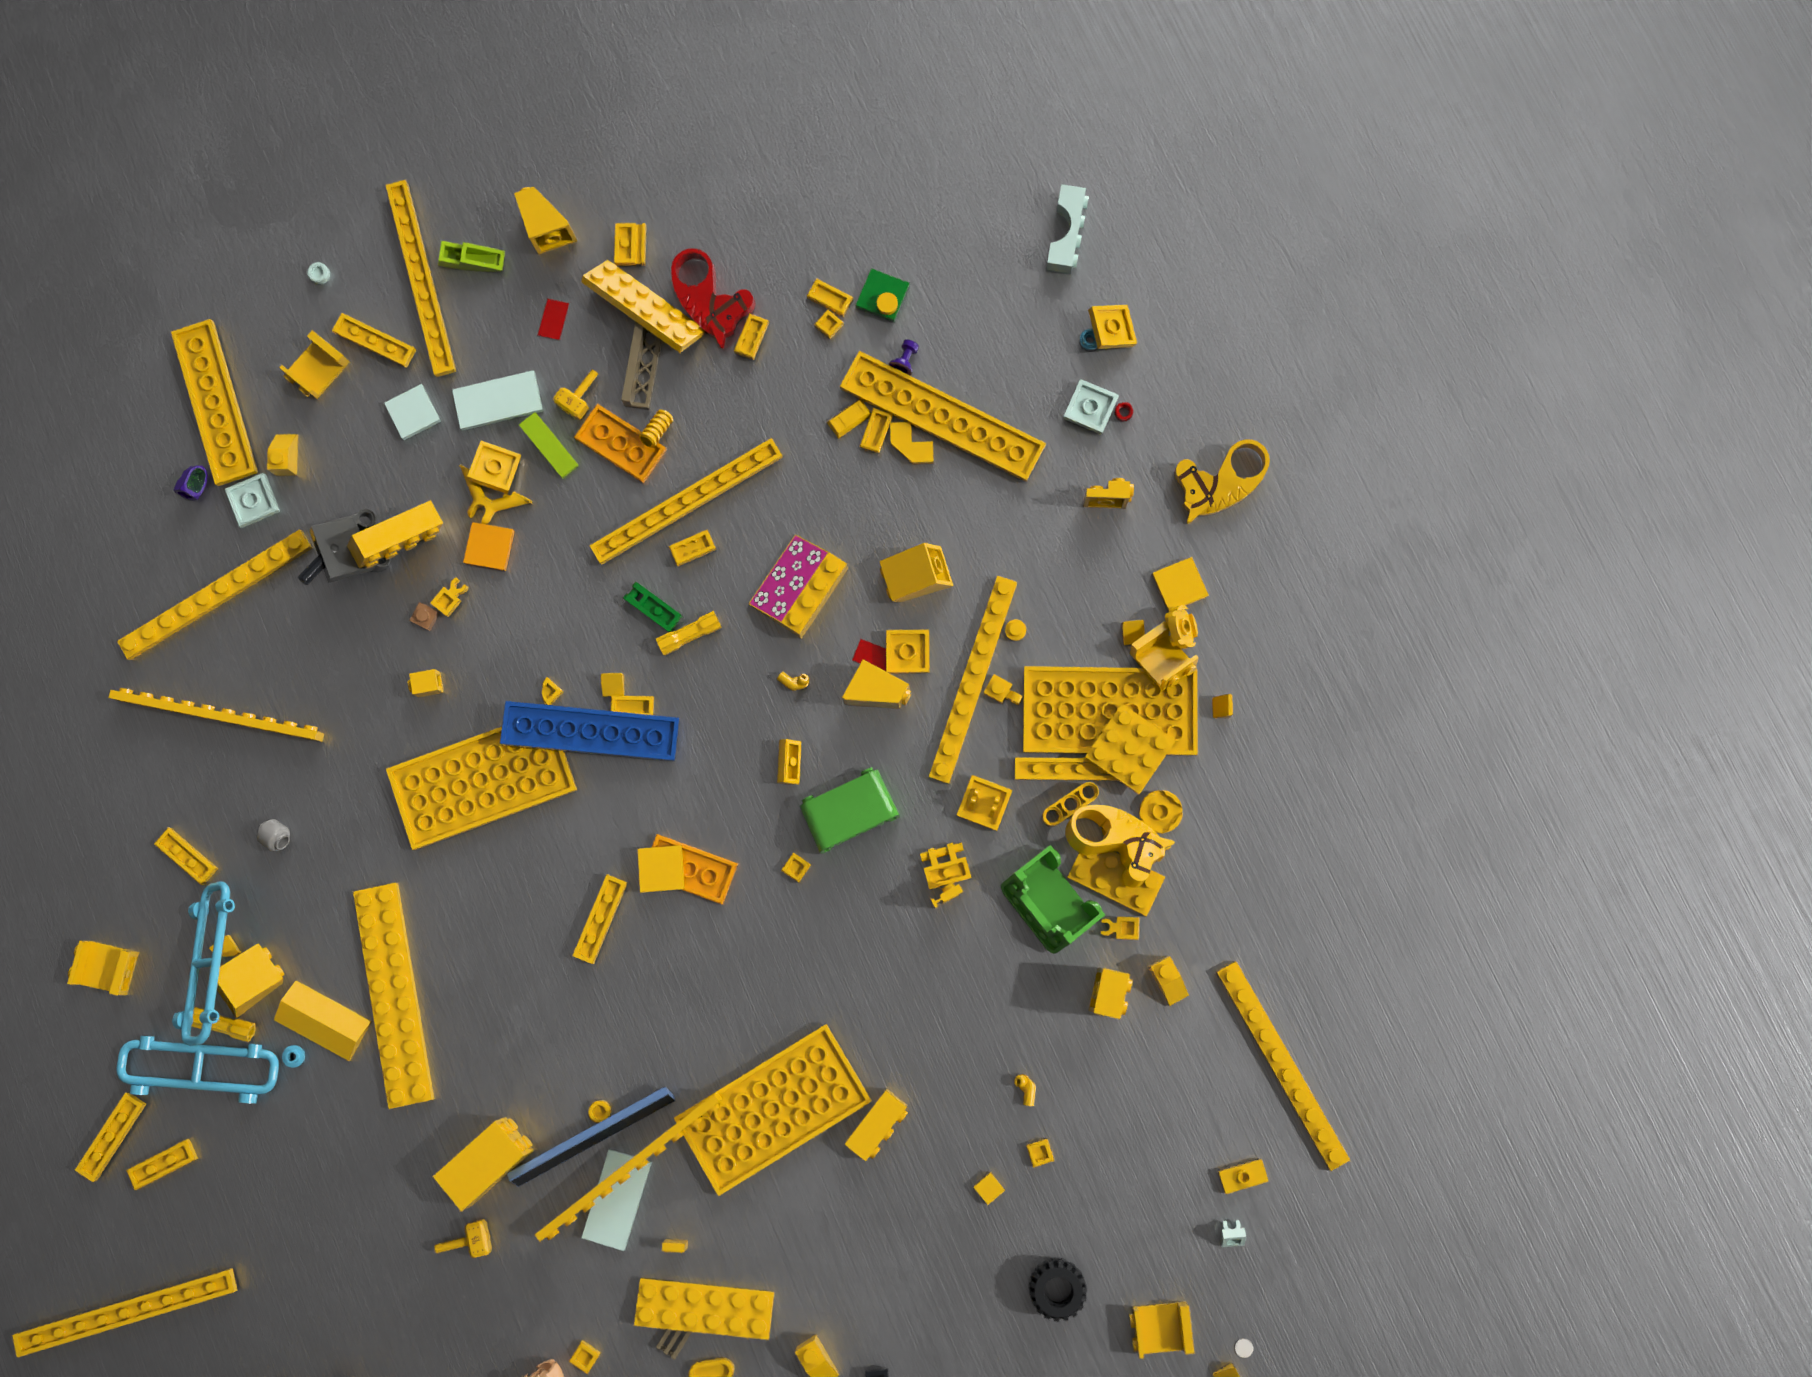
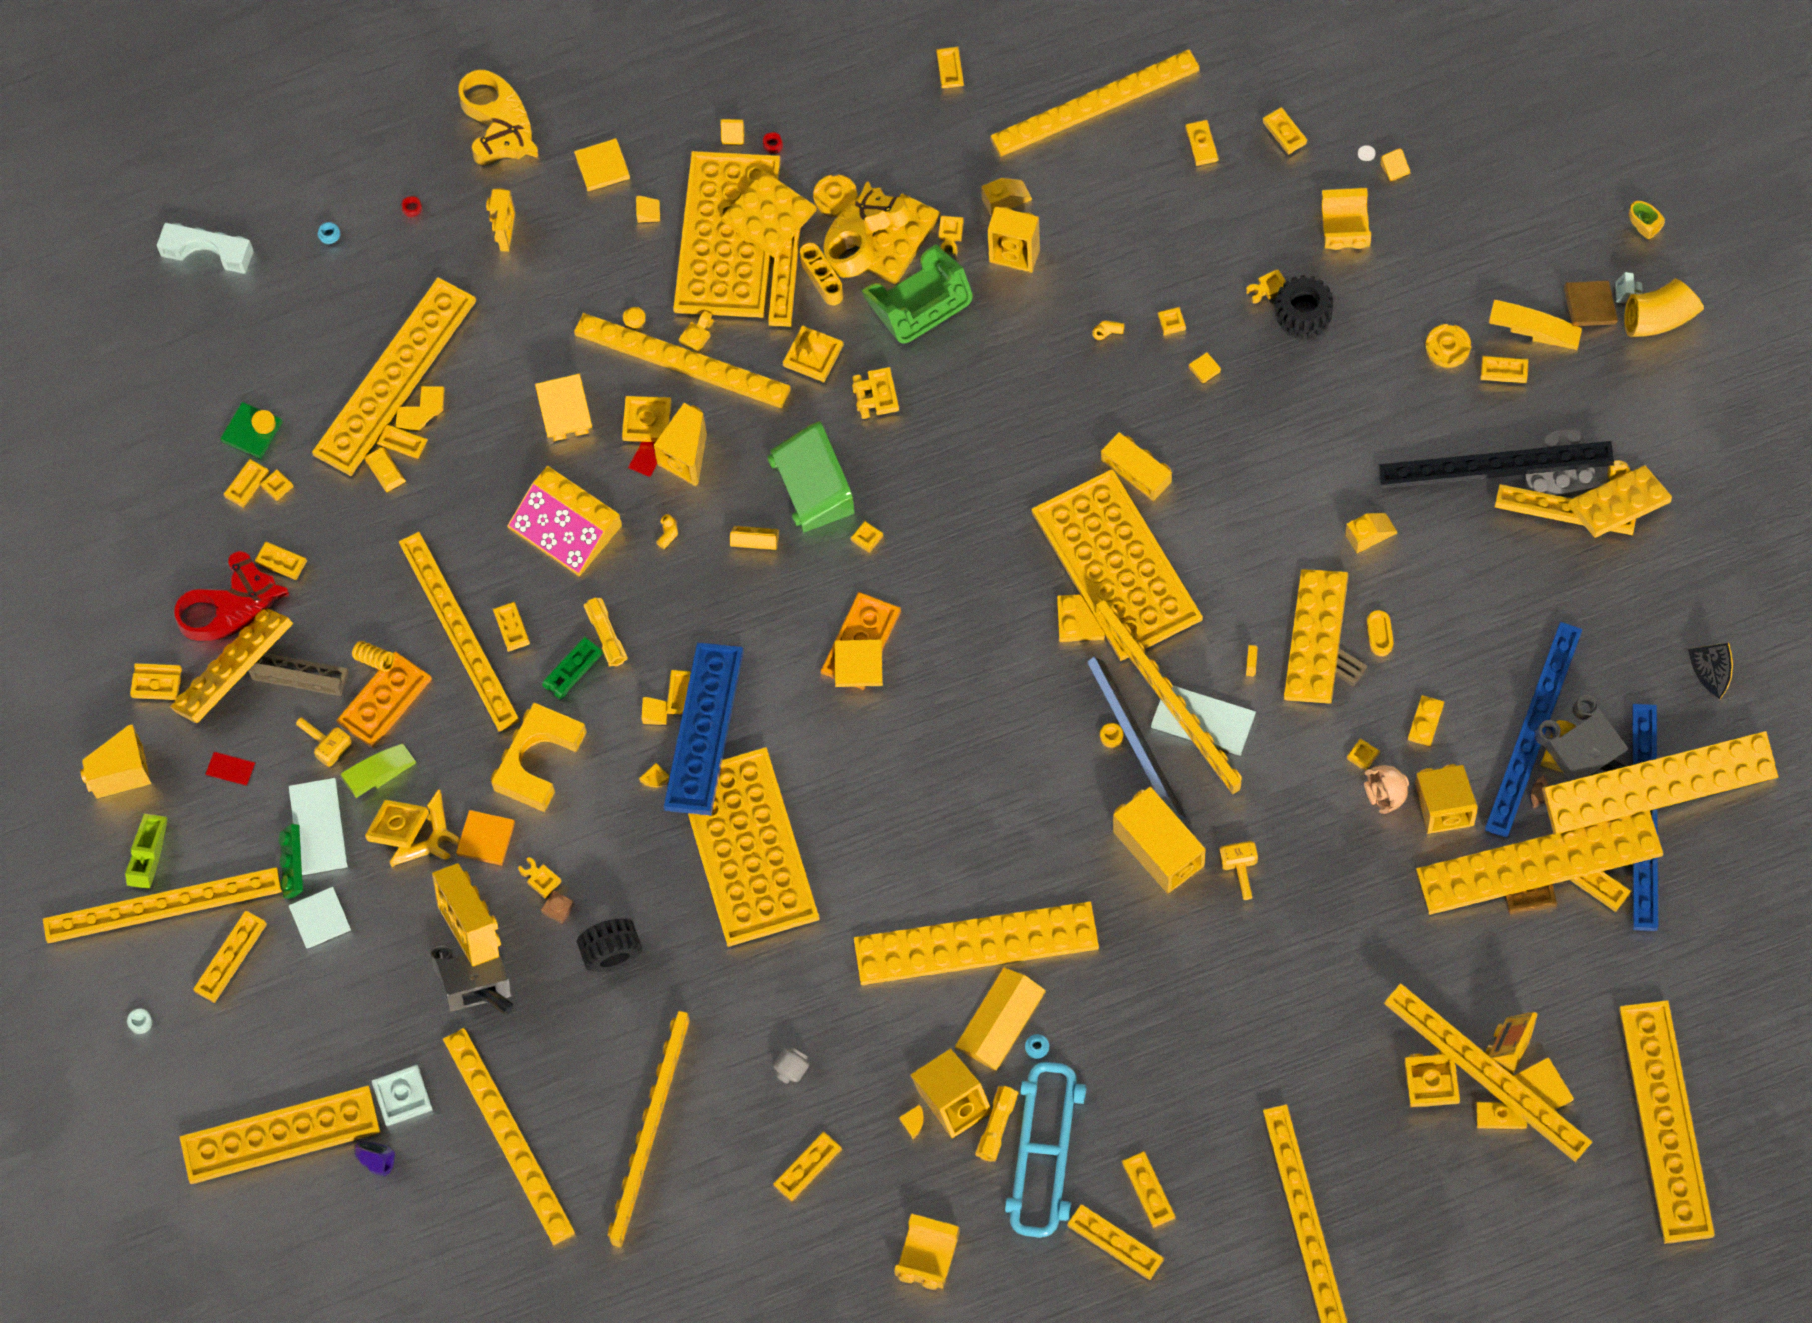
camera: 90 degrees left, 15 degrees down
(199, 911) = (871, 1142): medium azure bar -> none
(283, 455) = (353, 1055): yellow slope -> none
(316, 367) = (250, 1021): yellow panel -> none
(374, 664) = (609, 945): none -> black tyre
(425, 683) = (634, 902): yellow brick -> none
(460, 380) = (291, 861): none -> green plate
(542, 564) = (538, 726): none -> yellow arch
(600, 919) = (908, 728): yellow plate -> none
(715, 1072) = (1076, 620): none -> yellow wing
(902, 364) = (332, 410): dark purple piece -> none
(949, 892) = (905, 386): yellow plate -> none
(1082, 1253) = (1268, 285): none -> yellow plate
(1091, 406) = (403, 235): light aqua plate -> none
(1112, 326) = (319, 208): yellow plate -> none
(1161, 659) = (678, 180): yellow panel -> none
(1181, 627) = (647, 159): yellow plate -> none
(1221, 746) = (772, 149): none -> red axle
(1233, 1237) = (1258, 153): light aqua tile -> none
(1261, 1263) = (1284, 130): none -> yellow plate
(1312, 916) = (950, 67): none -> yellow tile

